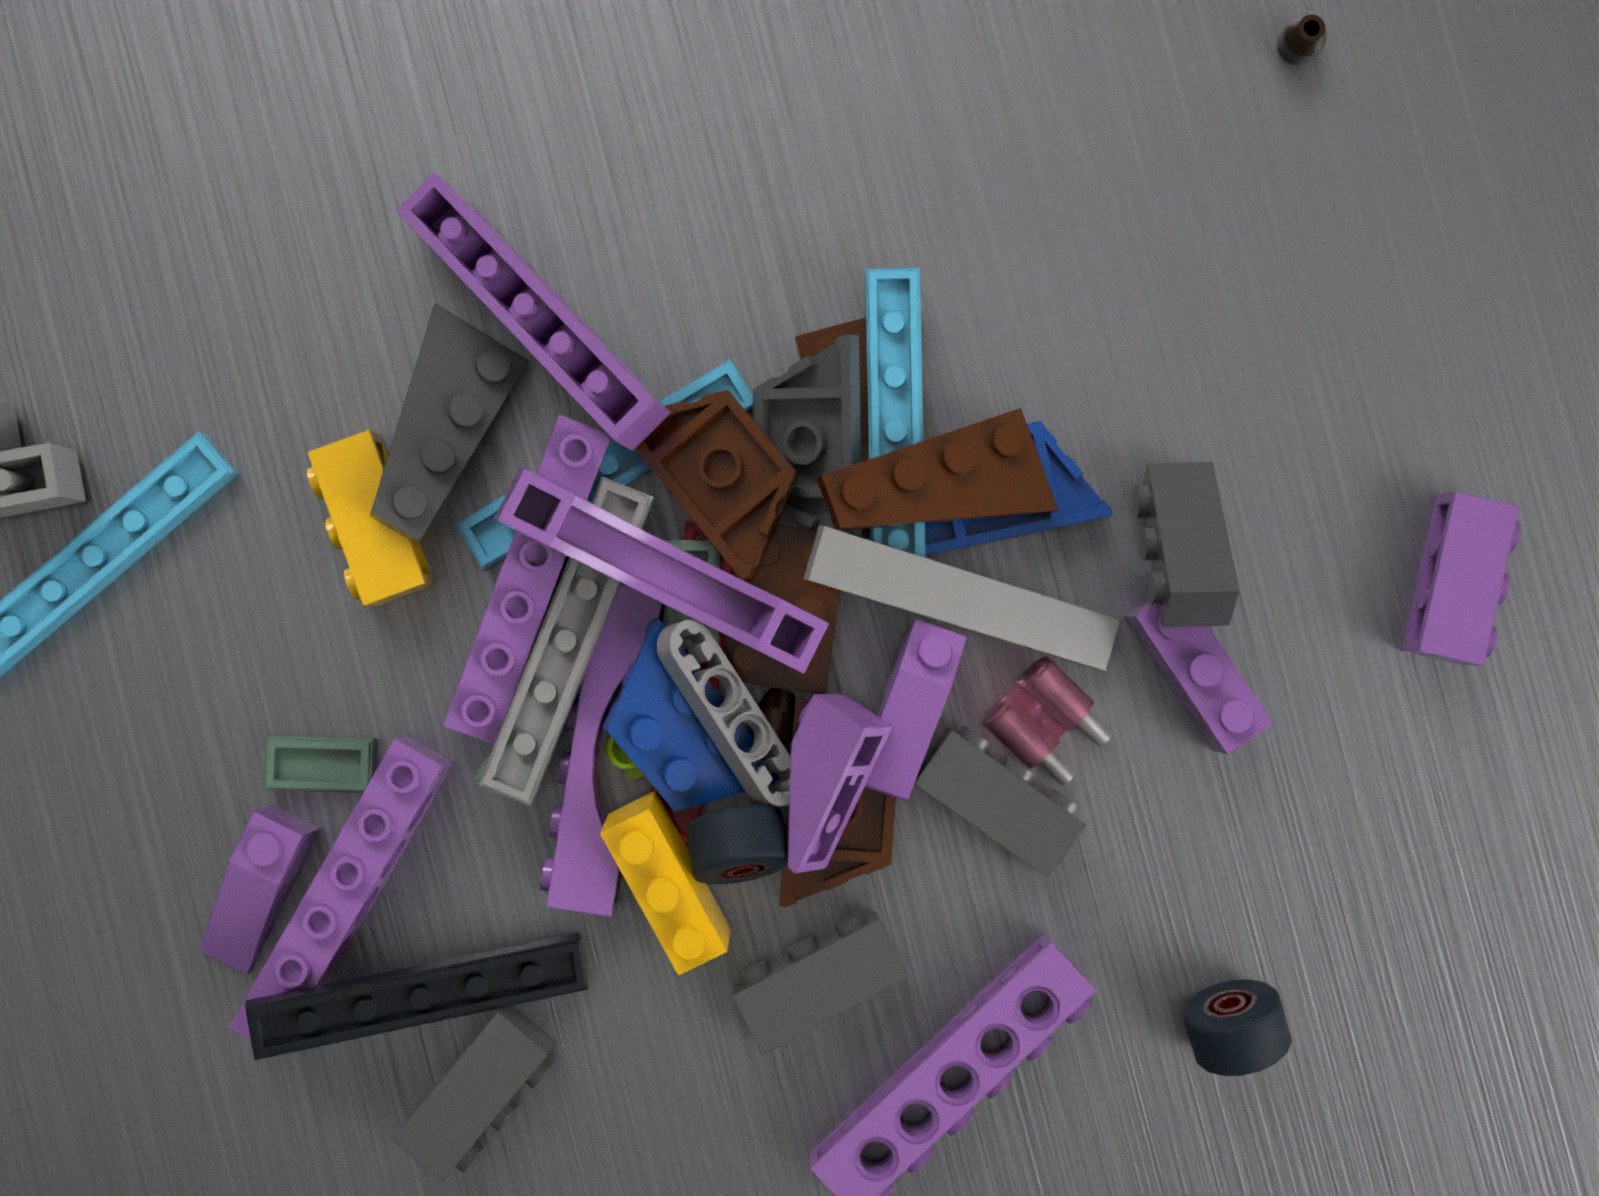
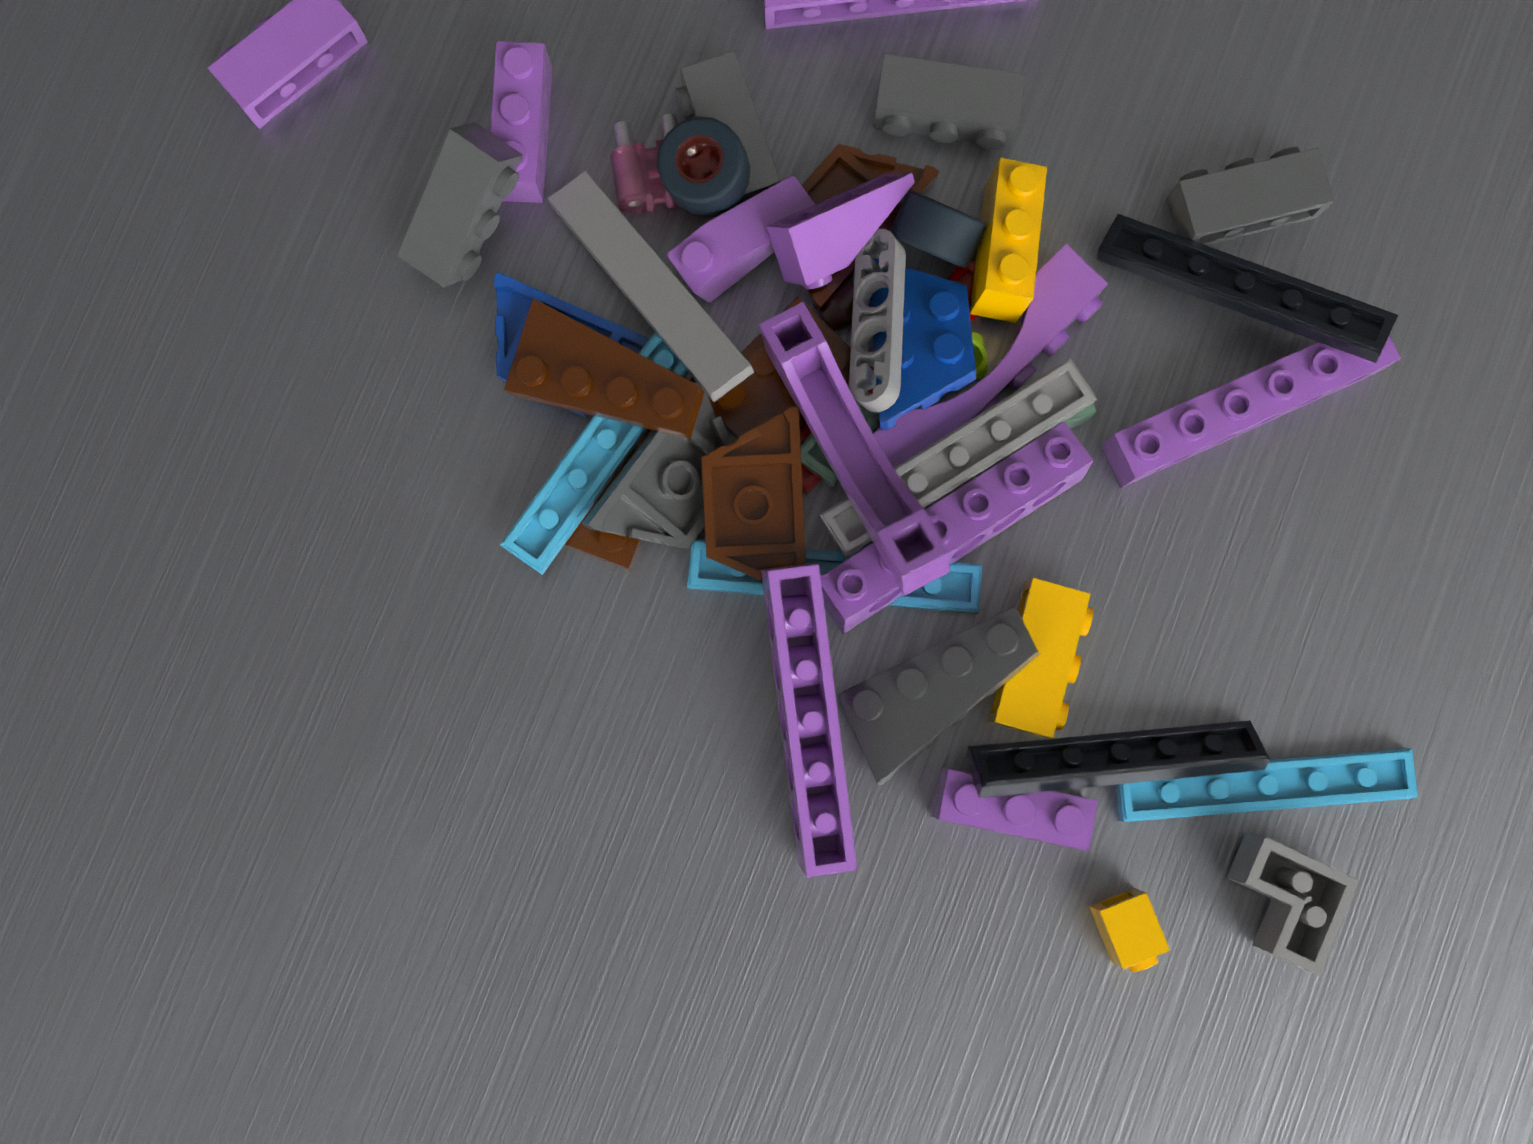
camera: 150 degrees left, 5 degrees down
(128, 340) = (1130, 930): none -> yellow brick
(239, 475) = (1115, 758): none -> black tile
(257, 886) = (1308, 454): medium lavender slope -> none
(300, 370) = (1036, 816): none -> medium lavender brick
(319, 763) = (1202, 511): sand green tile -> none
(1010, 733) = (695, 150): none -> black wheel
(1296, 45) = (101, 516): dark brown hose -> none

